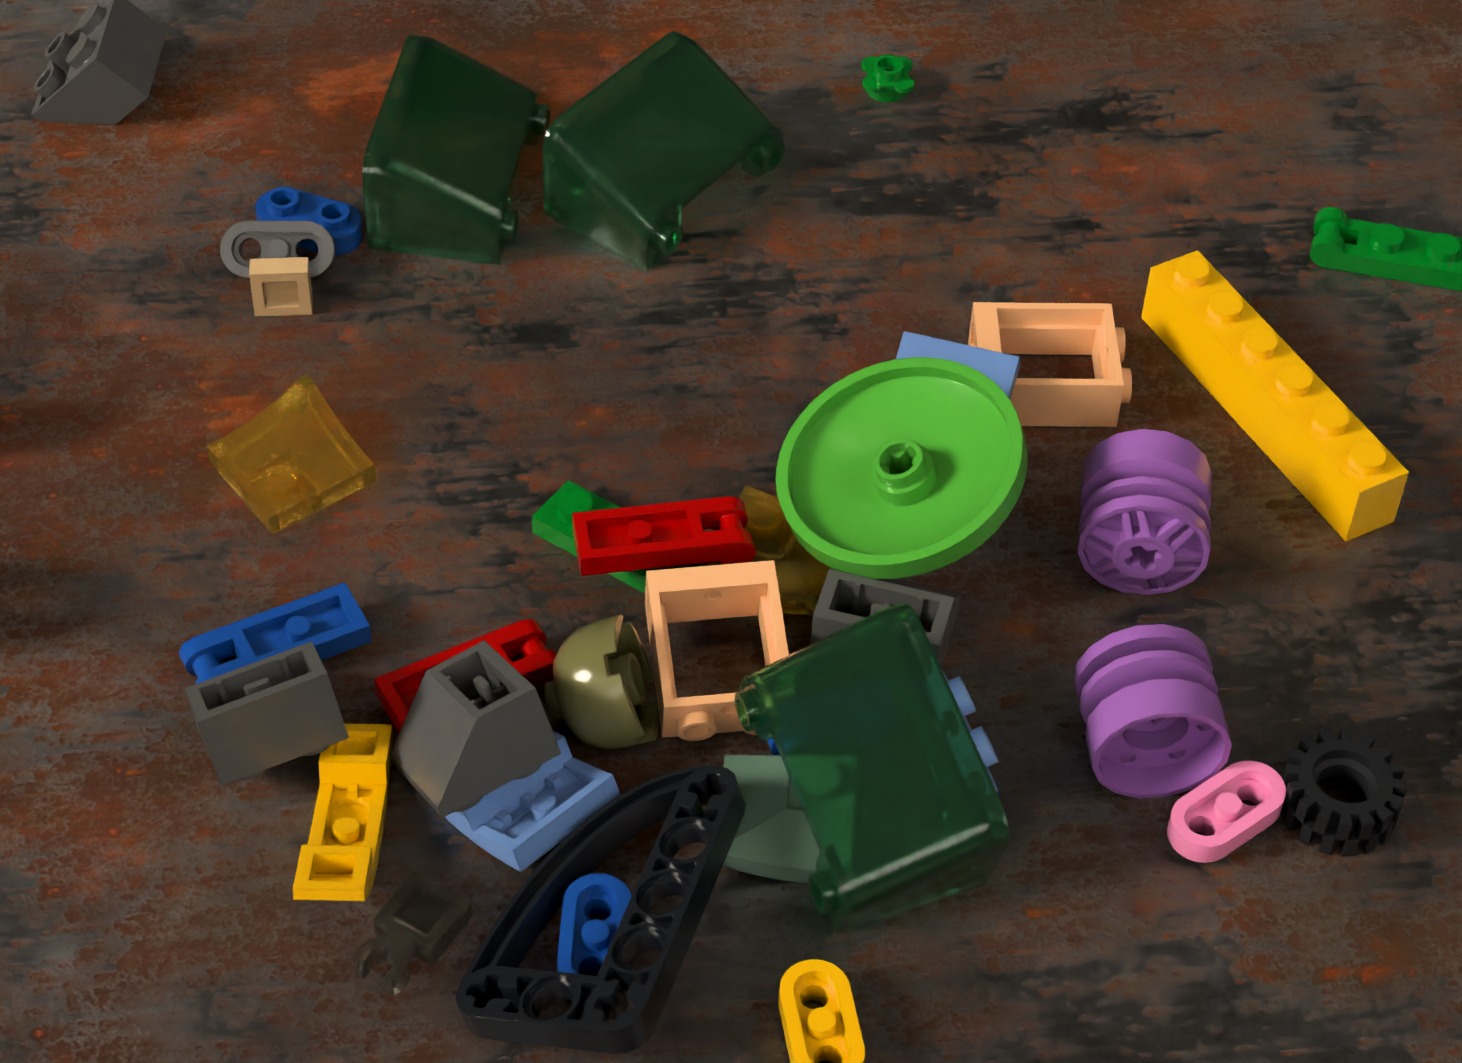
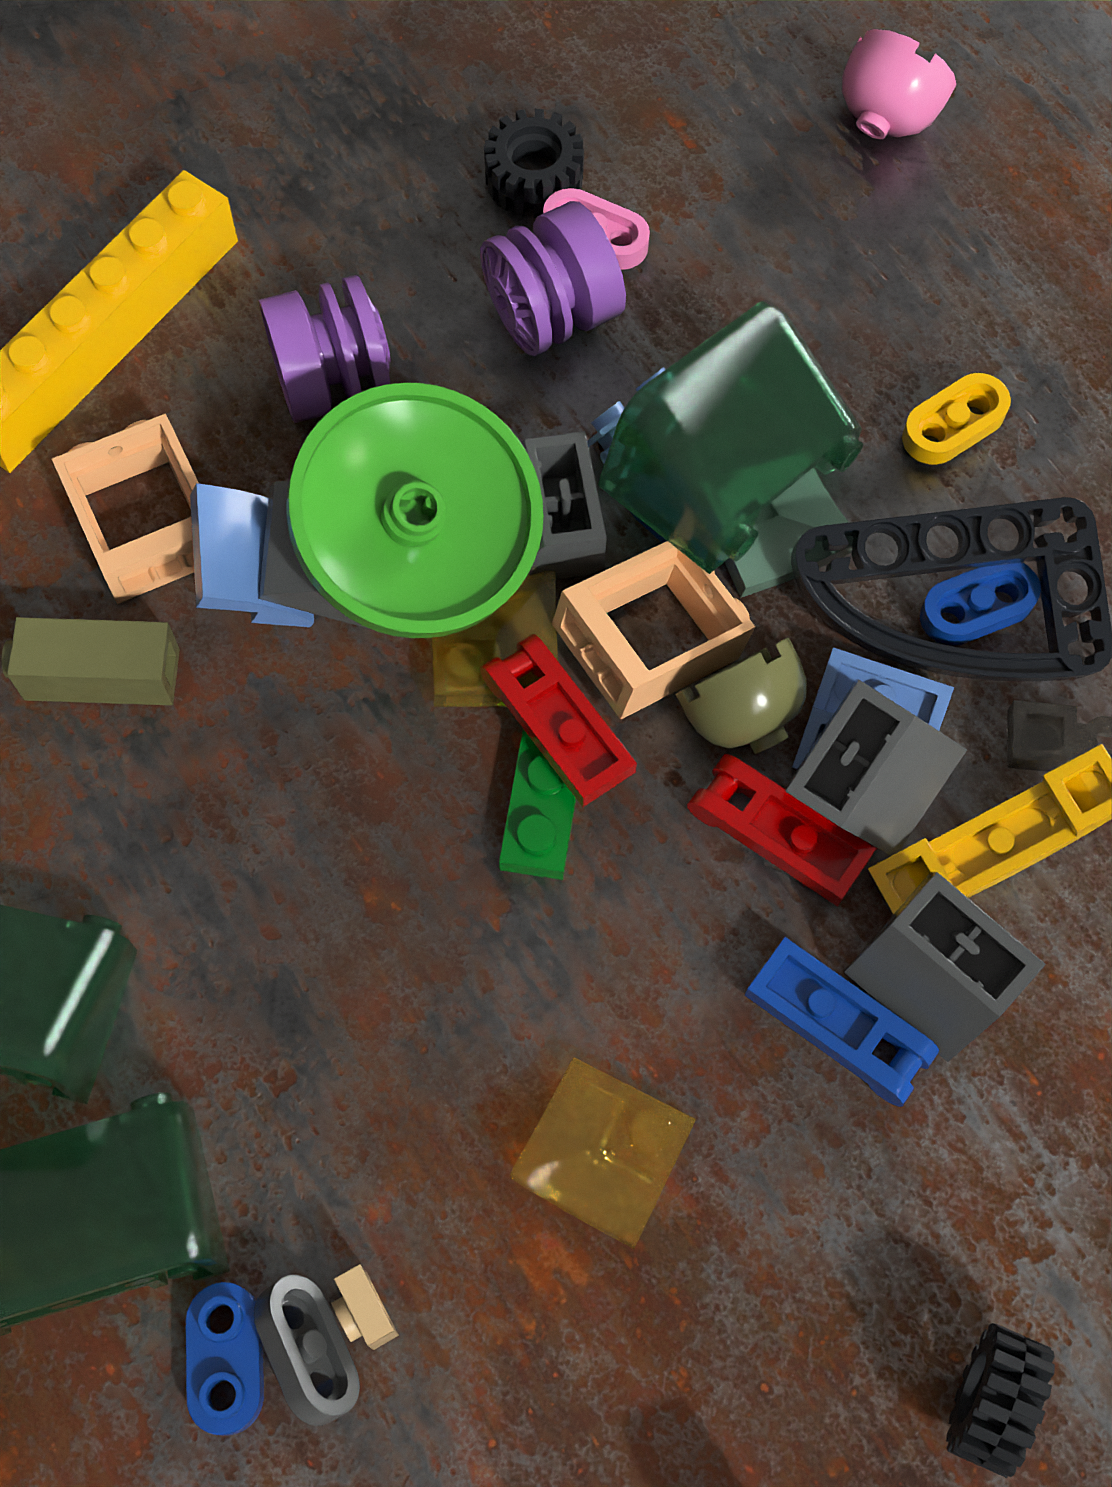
camera: 115 degrees left, 20 degrees up
(905, 294) = (92, 661): none -> olive brick

